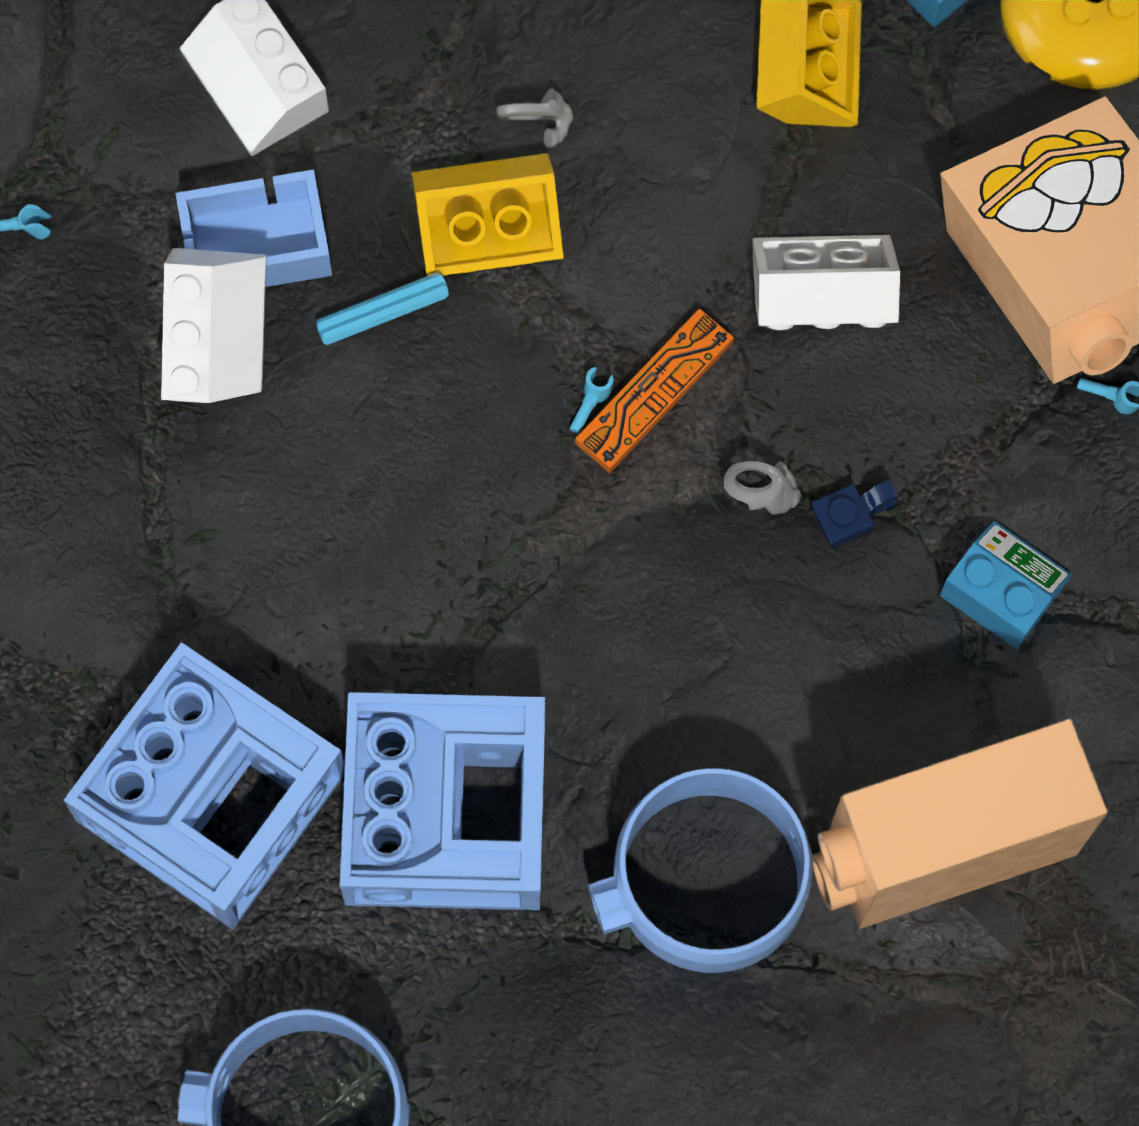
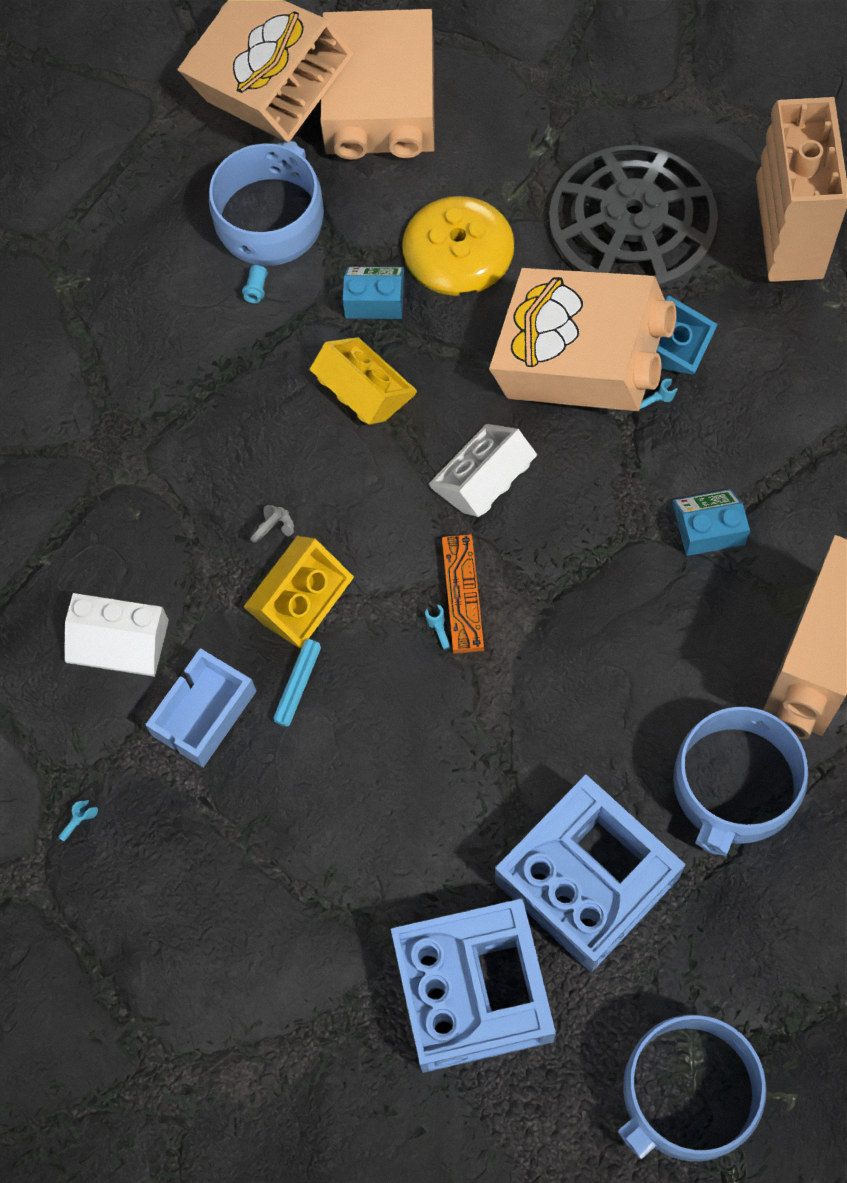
camera: 40 degrees left, 5 degrees down
(212, 325) = (231, 768): white slope -> none
(775, 497) = (570, 585): light grey piece -> none
(847, 514) = (607, 559): dark blue plate -> none

